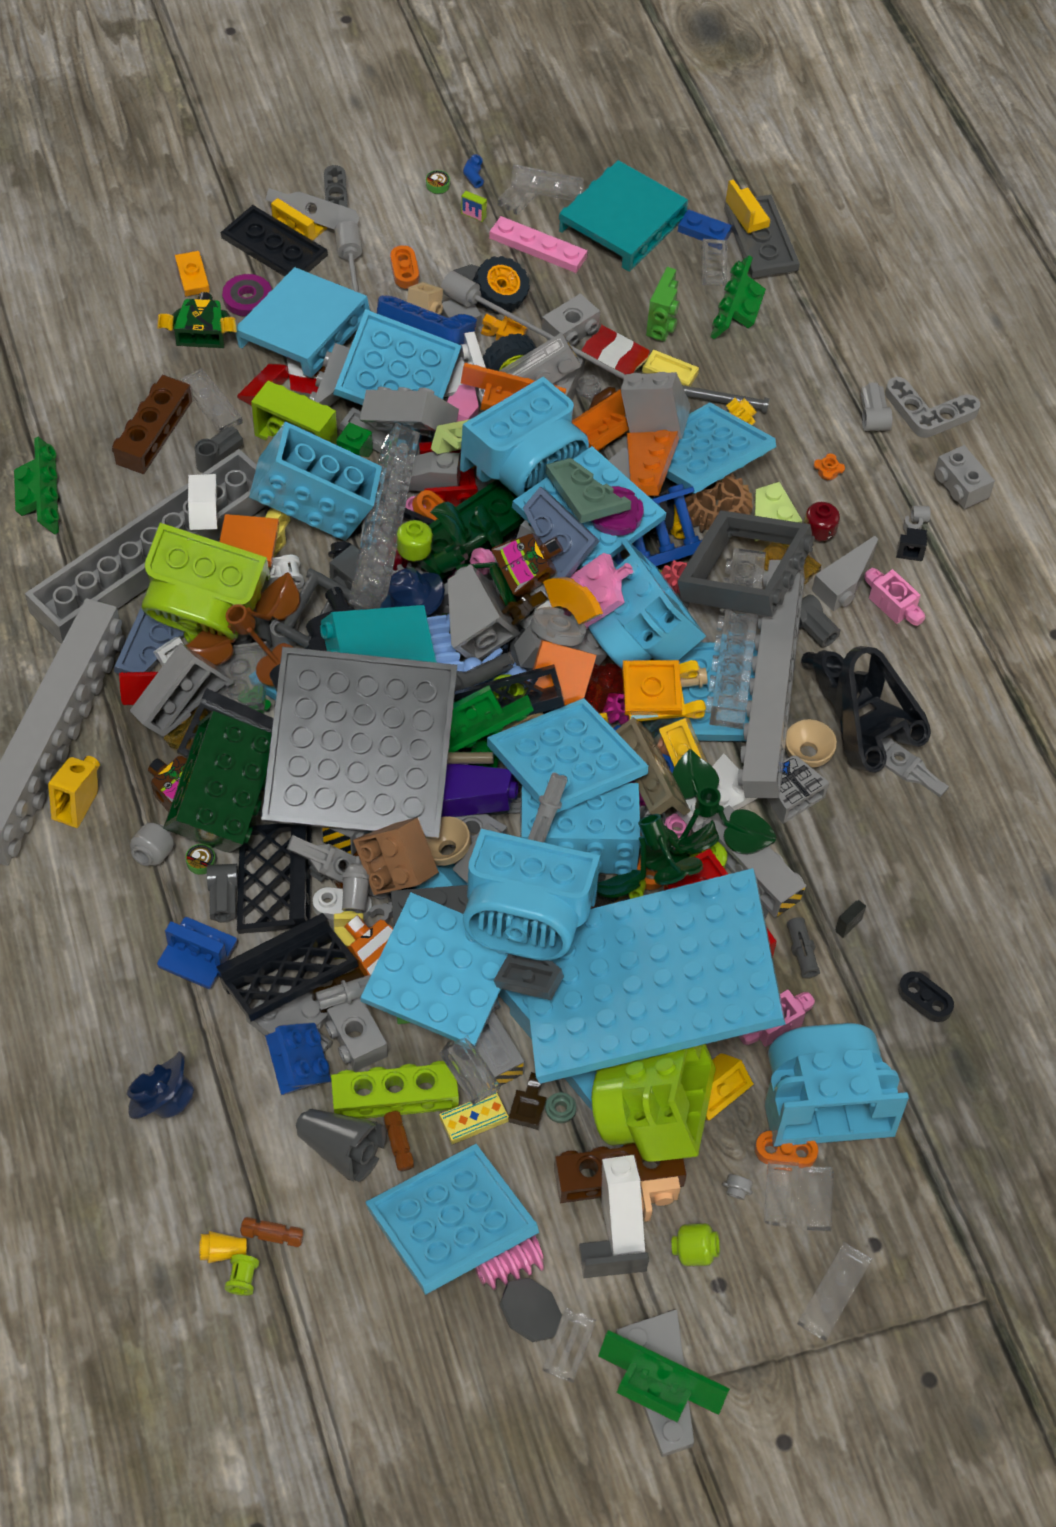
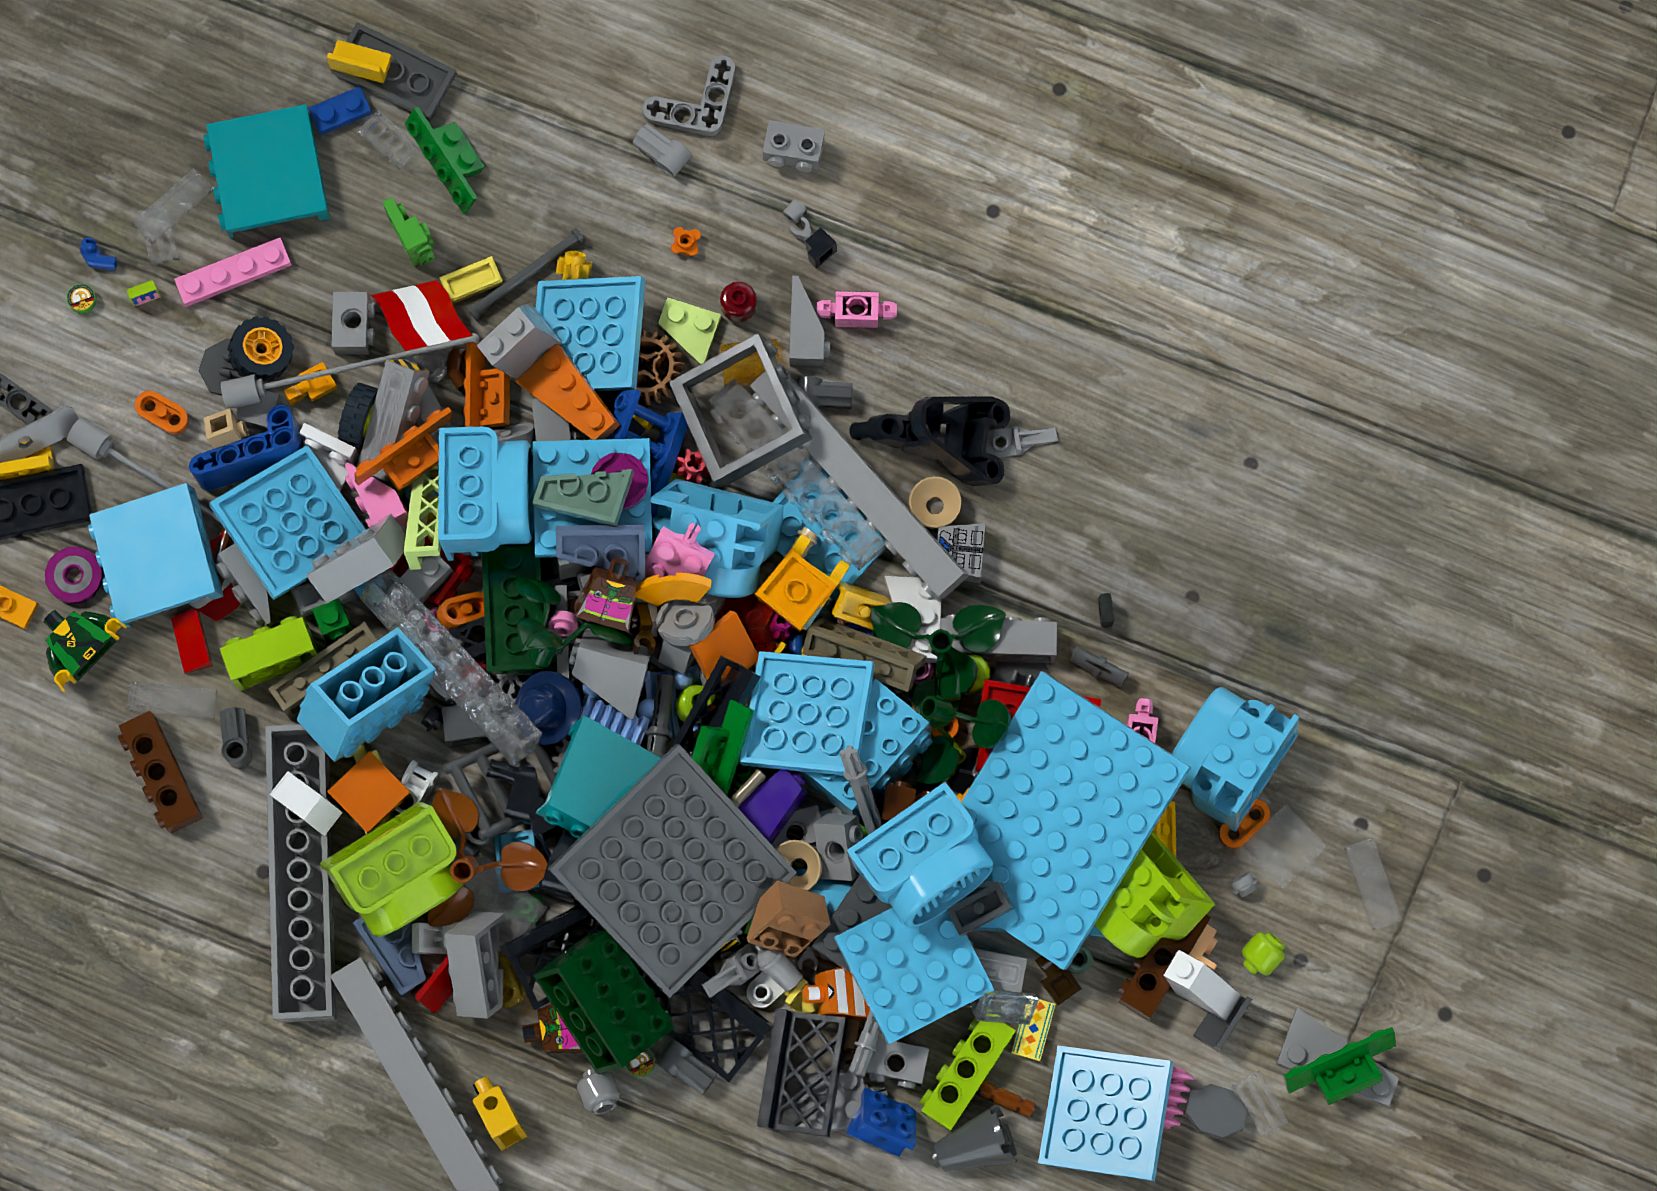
camera: 45 degrees left, 20 degrees up
(37, 486) = (146, 921): green bracket -> none
(195, 951) = (724, 1127): blue bracket -> none
(414, 540) = (503, 665): lime head -> none
(928, 995) = (1211, 612): black plate -> none

